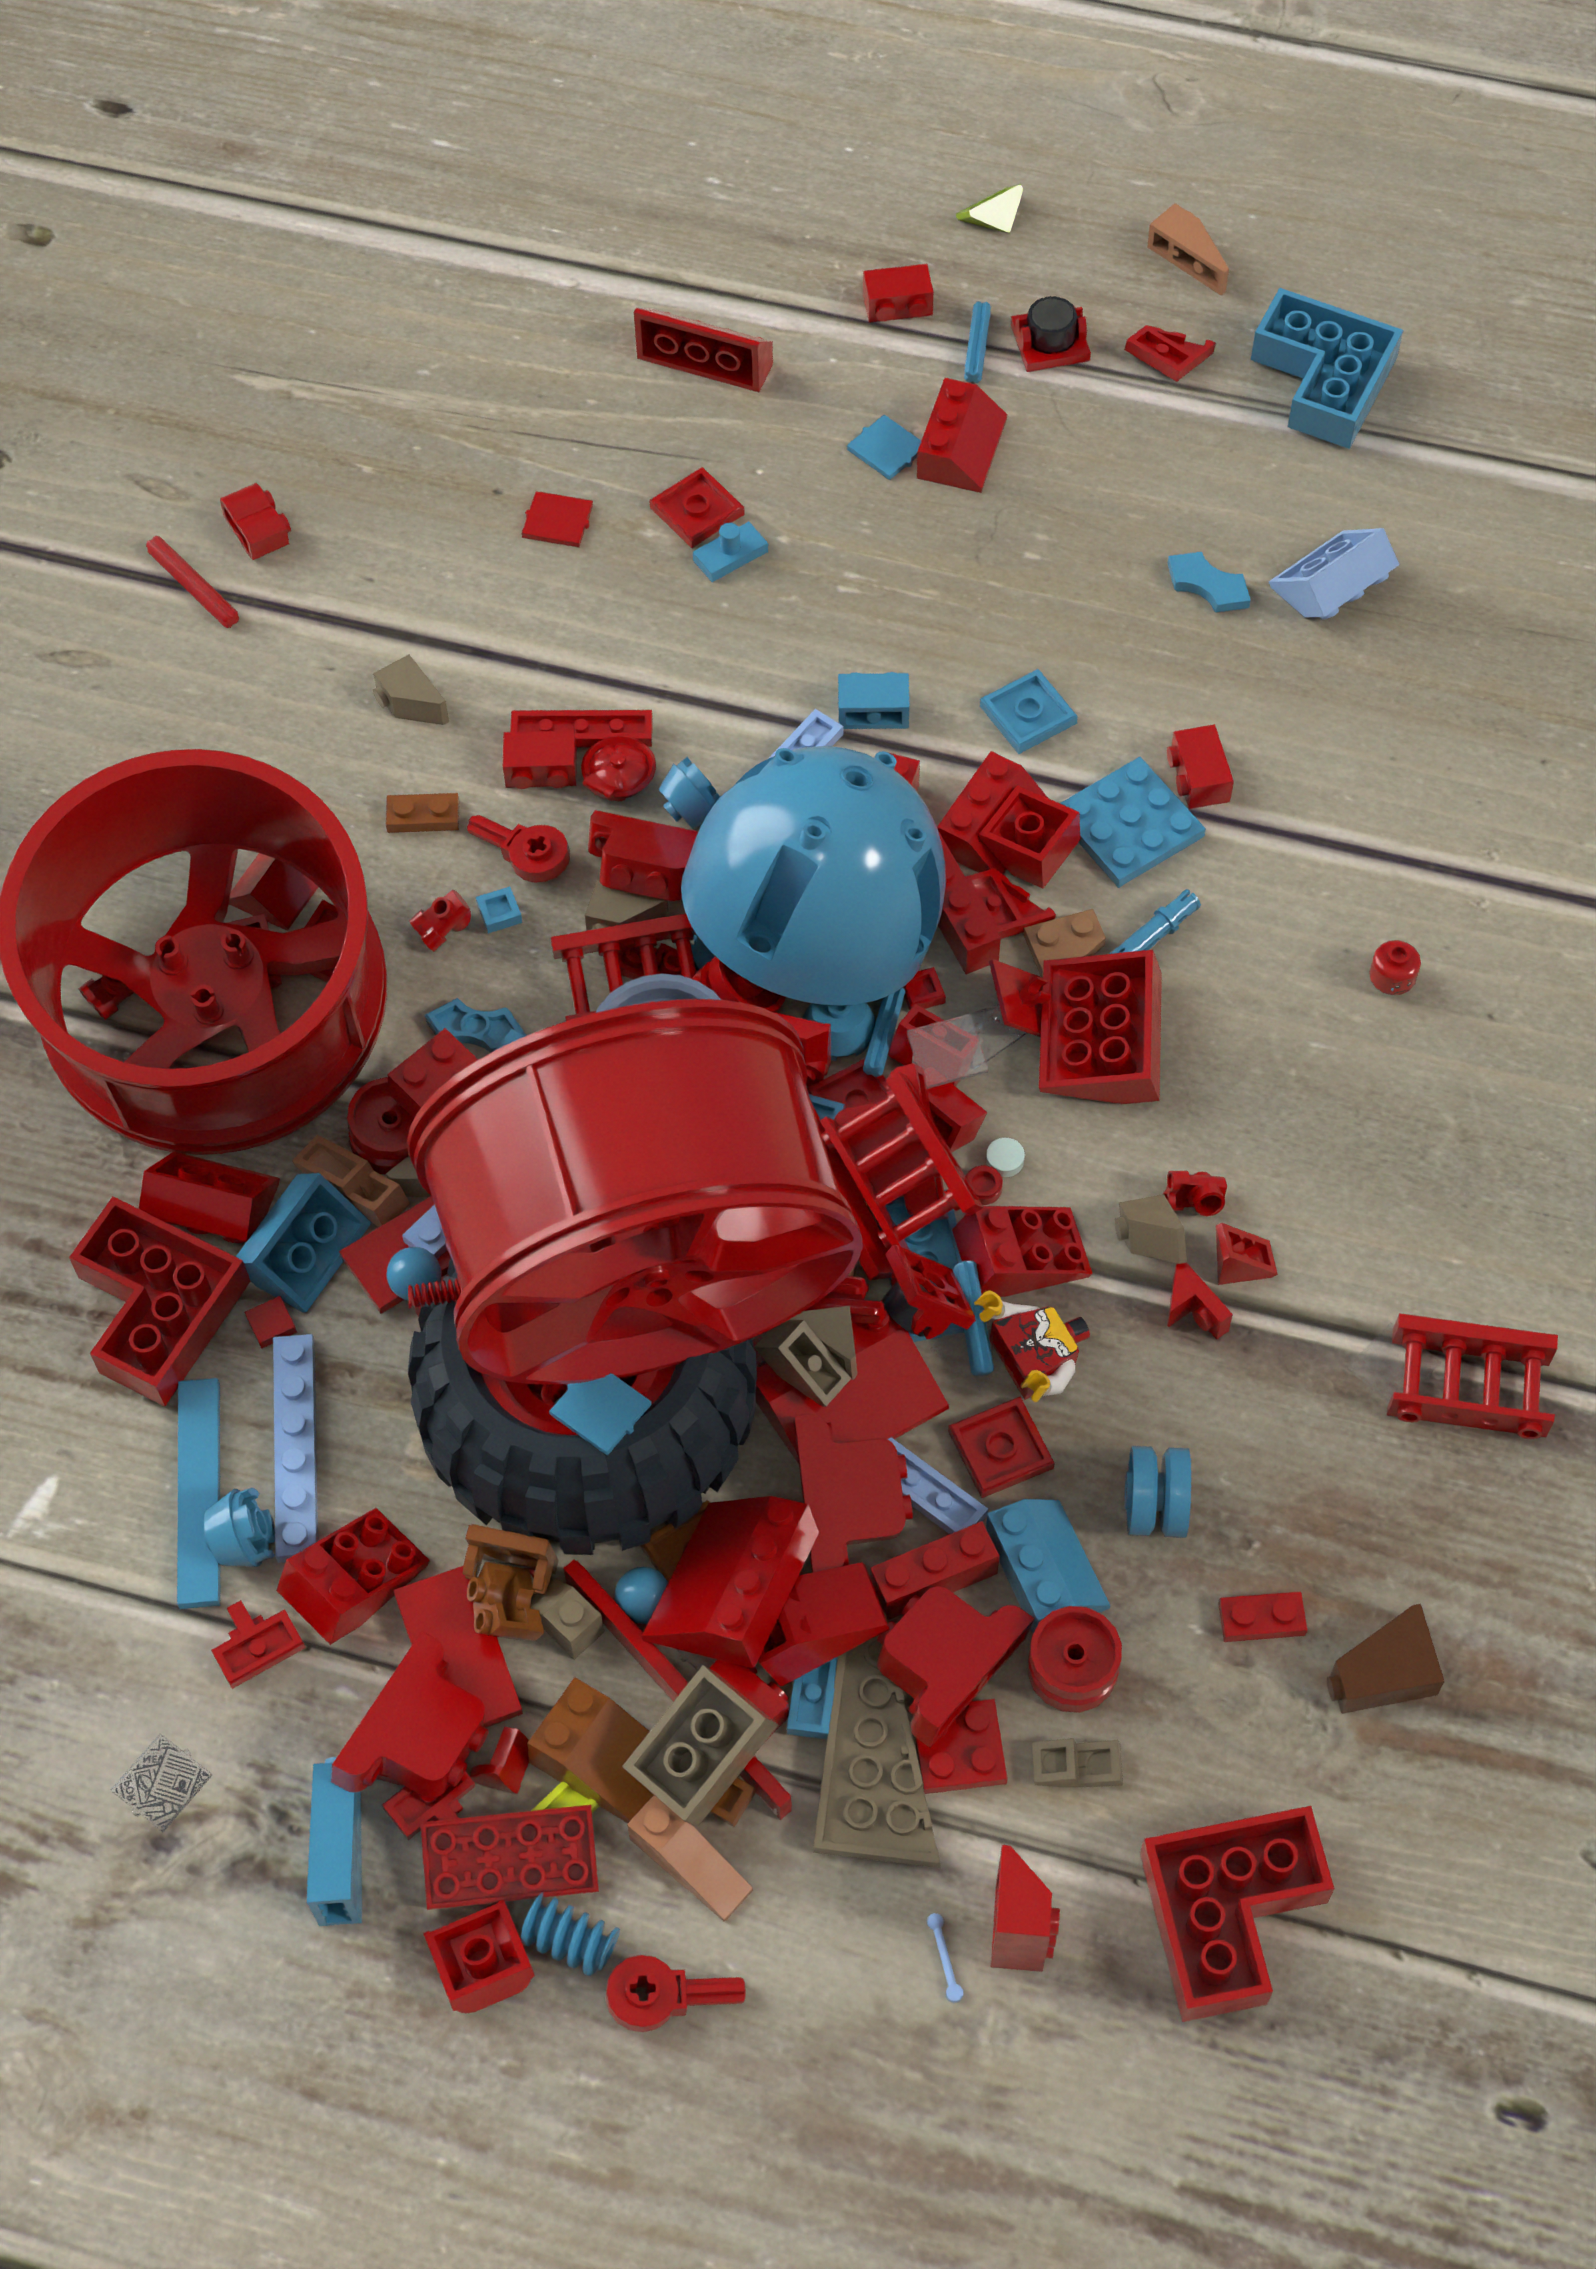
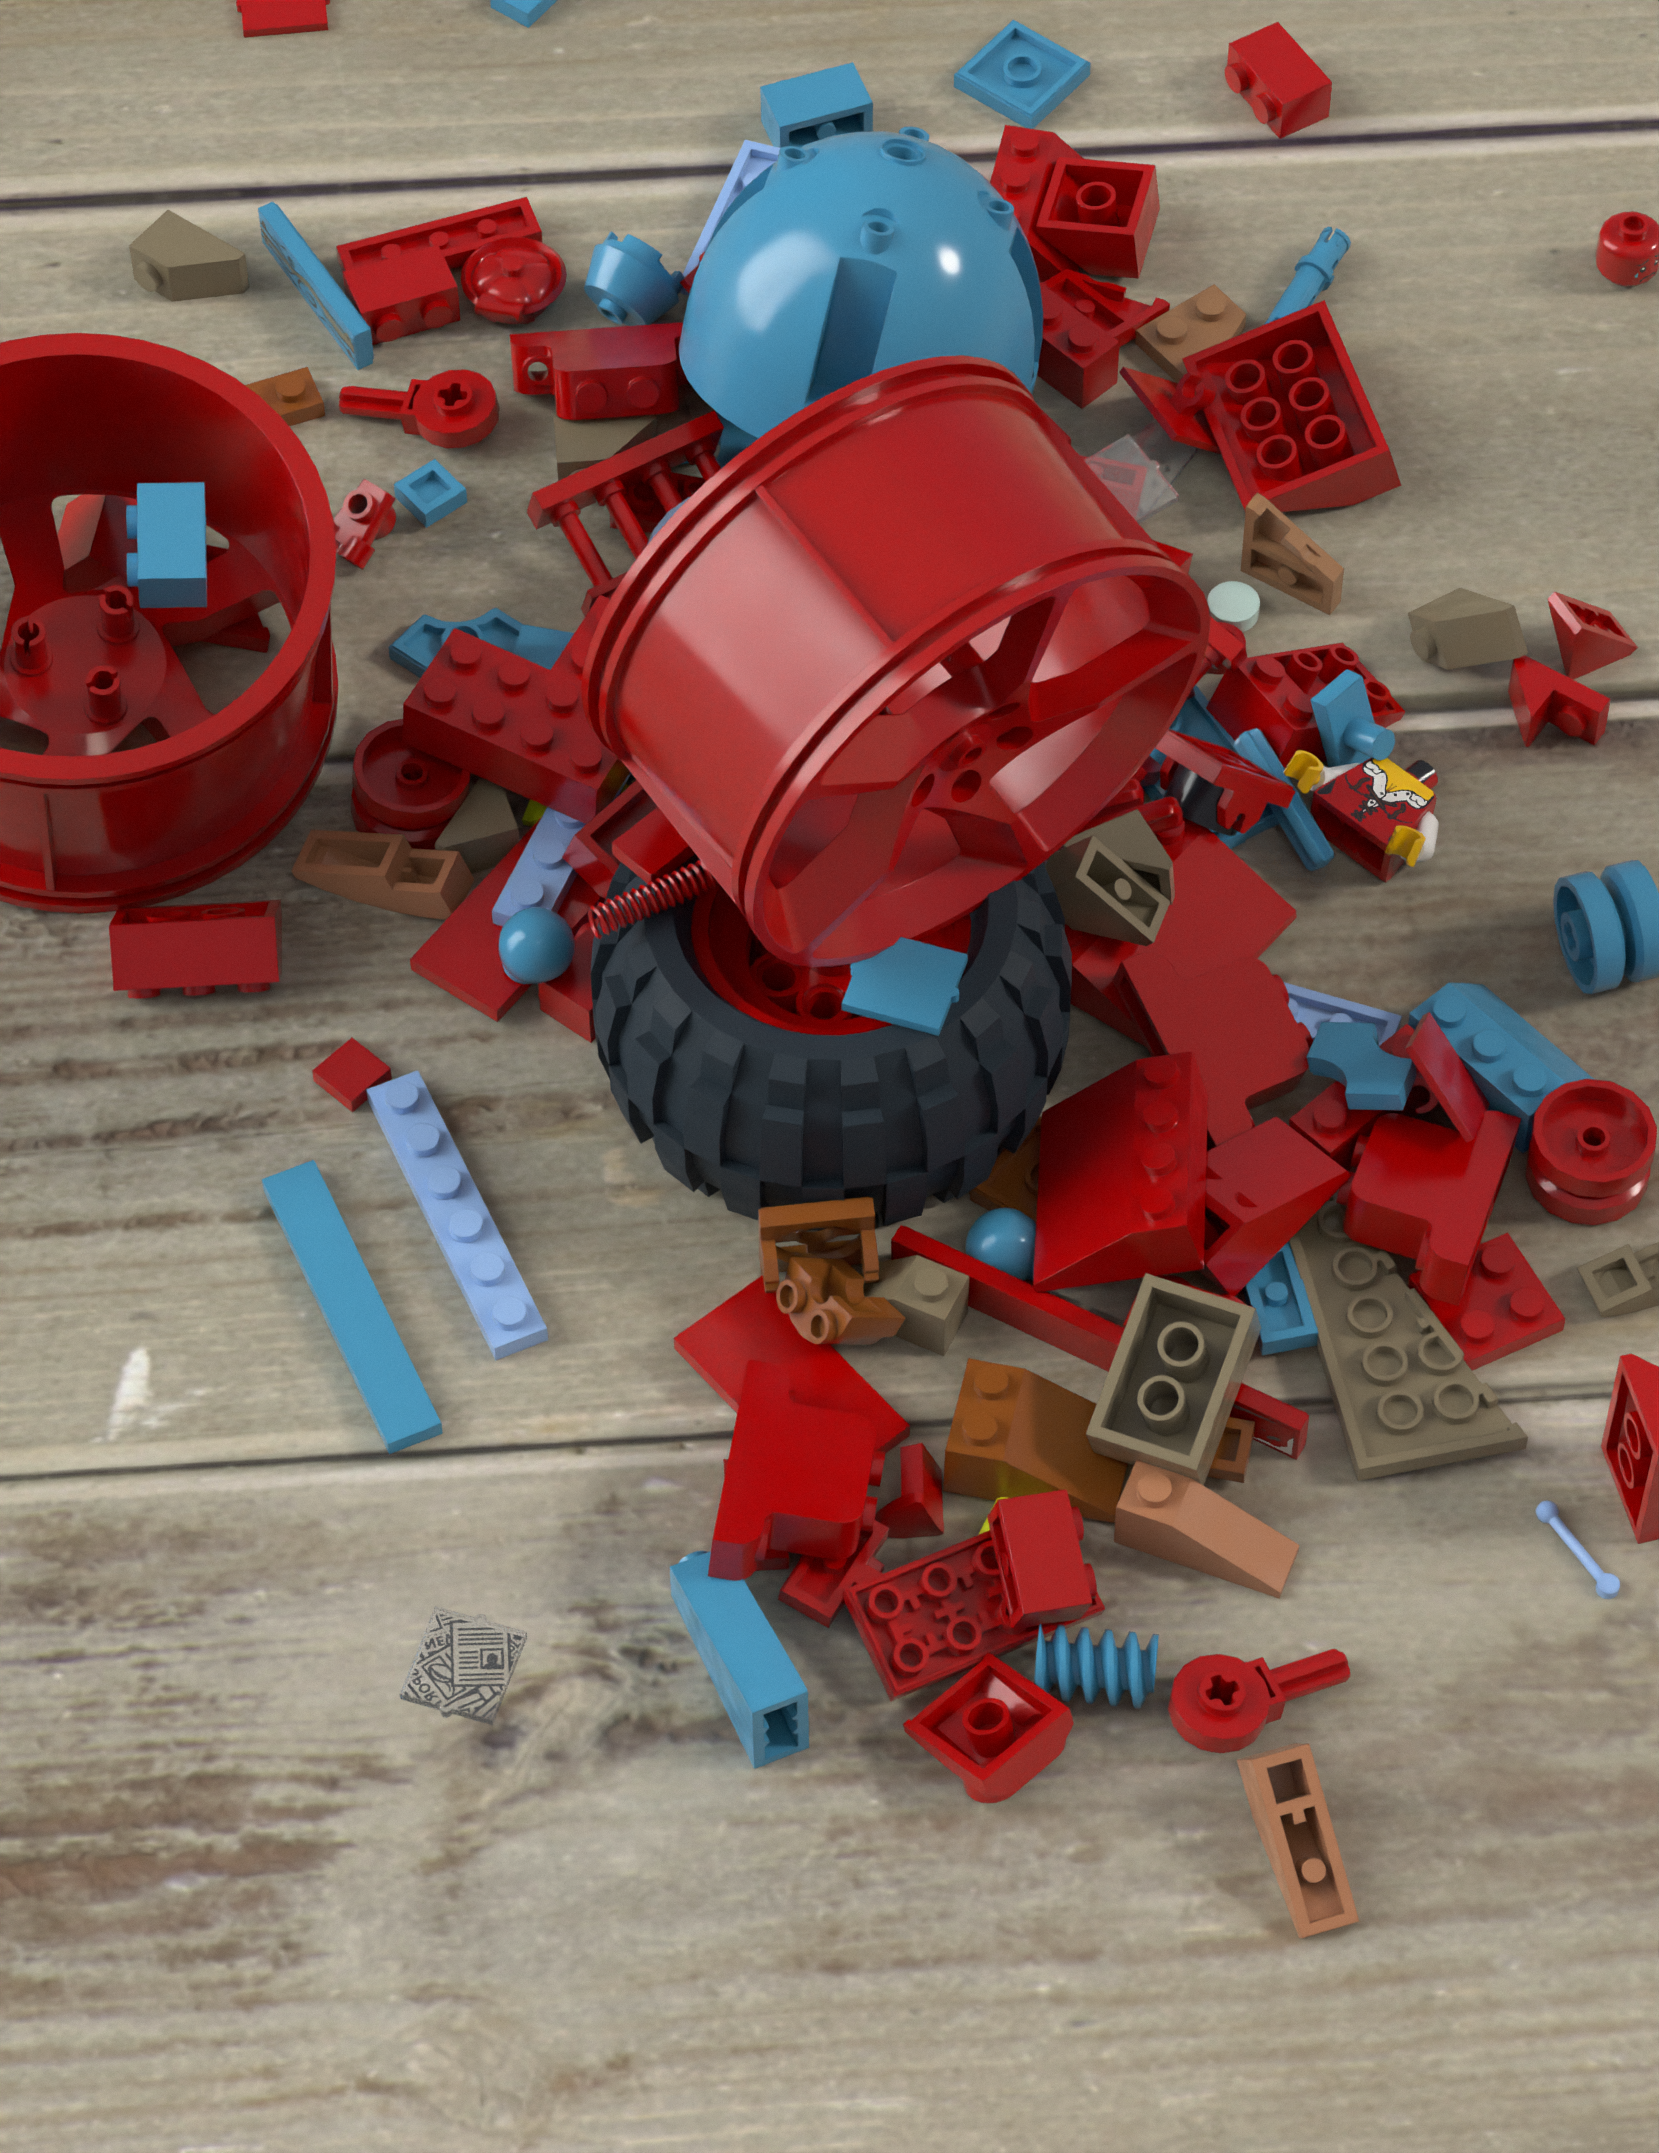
camera: 20 degrees left, 5 degrees down
(172, 1292) = (206, 1065): red brick -> none
(239, 1530) = (435, 1325): dark azure cone -> none
(241, 930) = (170, 545): none -> dark azure brick
(255, 1644) = (516, 1459): red hinge -> none
(301, 1239) = (350, 961): dark azure slope -> none
(350, 1574) = (604, 1340): red slope -> none
(487, 735) = (316, 285): none -> dark azure tile
(557, 1848) = (1041, 1558): none -> red brick
(654, 2115) = (1299, 1837): none -> nougat slope
(929, 1534) = (1353, 1058): none -> dark azure tile
(986, 1575) = (1445, 1078): none -> red piece
(1001, 1447) = (1381, 945): red tile -> none
(1038, 1277) = (1348, 723): none -> dark azure tile
(1053, 1136) = (1288, 558): none -> medium nougat wing
(1132, 822) = (1220, 170): dark azure plate -> none
(1197, 1191) = (1498, 574): red plate -> none

